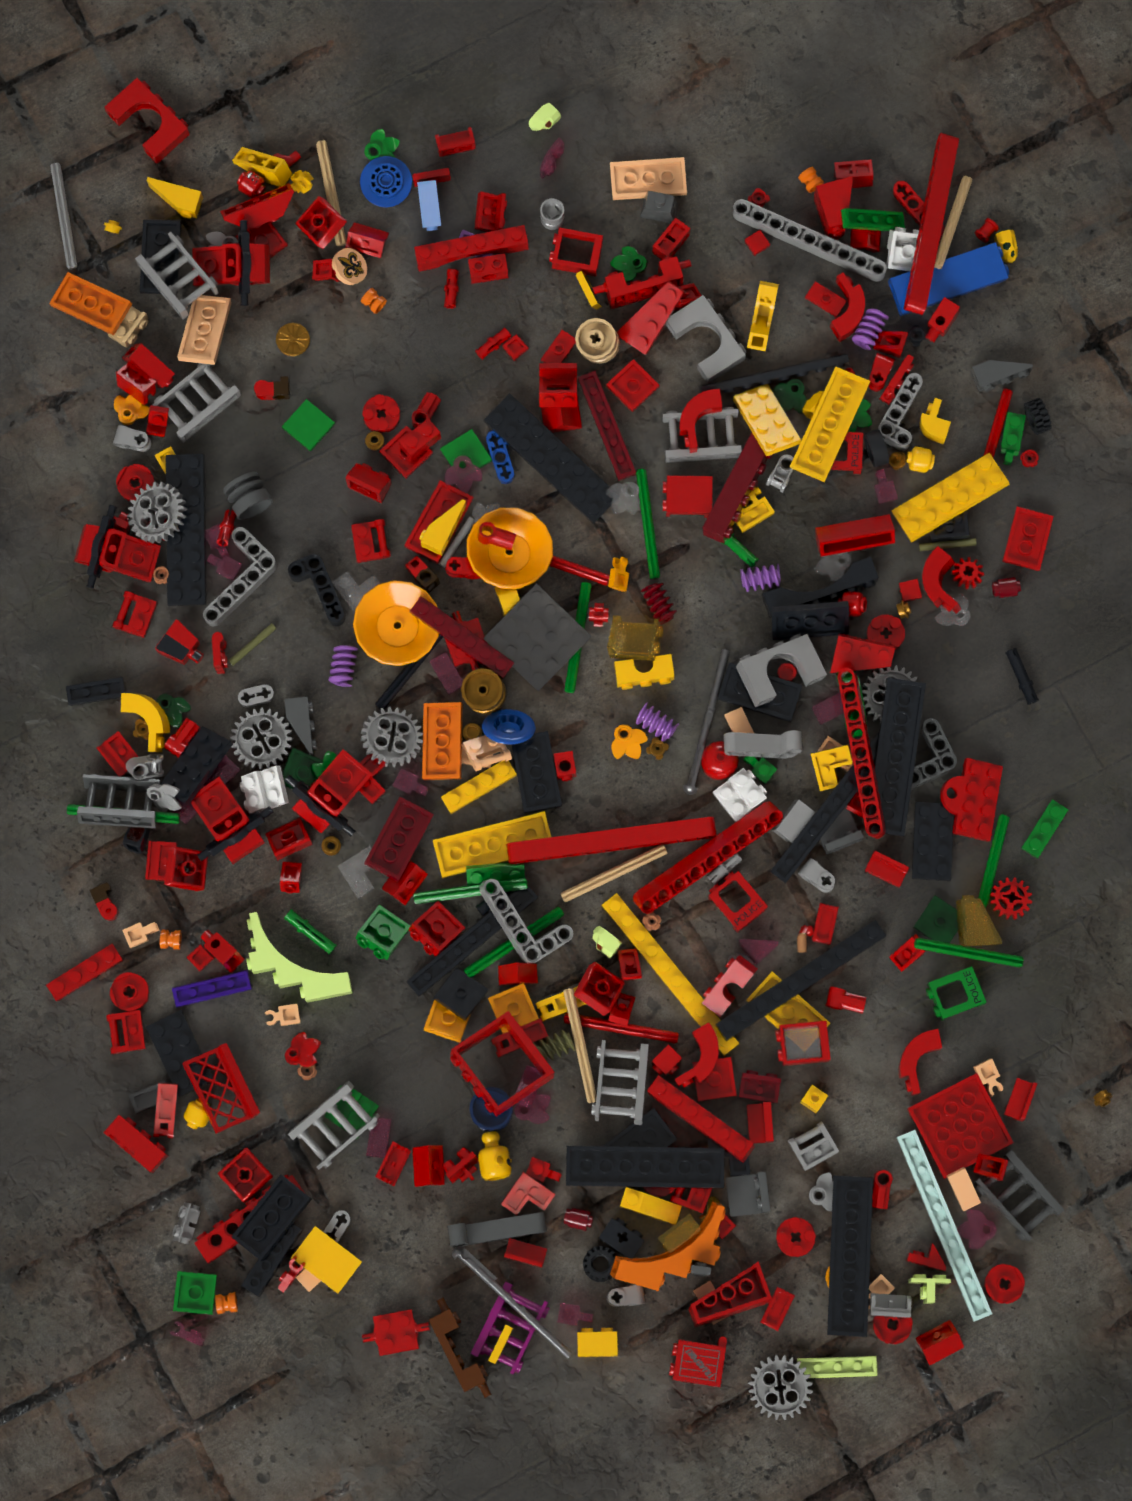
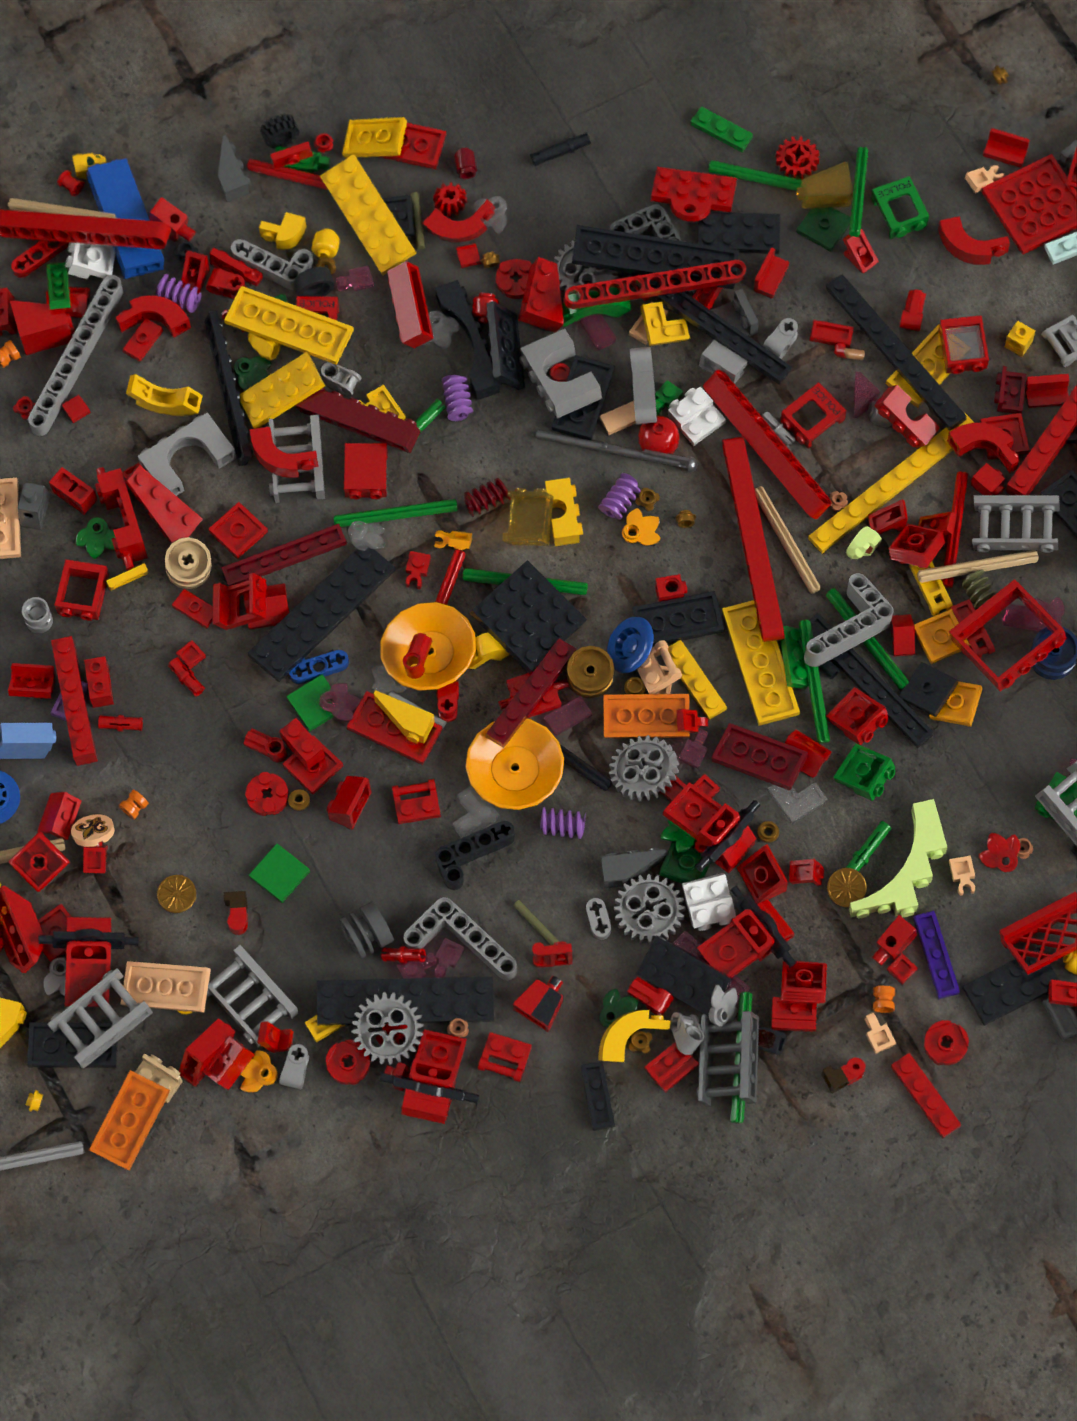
camera: 90 degrees left, 10 degrees down
(132, 1030) = (991, 1037): red plate -> none
(274, 911) = (846, 886): none -> pearl gold wheel
(422, 574) = (454, 743): leg -> none
(433, 777) = (689, 721): none -> red plate
(596, 542) = (417, 566): none -> red plate
(598, 614) = (500, 558): red gear -> none
(636, 782) = (685, 519): none -> pearl gold plate
(1009, 426) = (291, 155): none -> red plate
(1032, 503) = (374, 137): none -> yellow tile

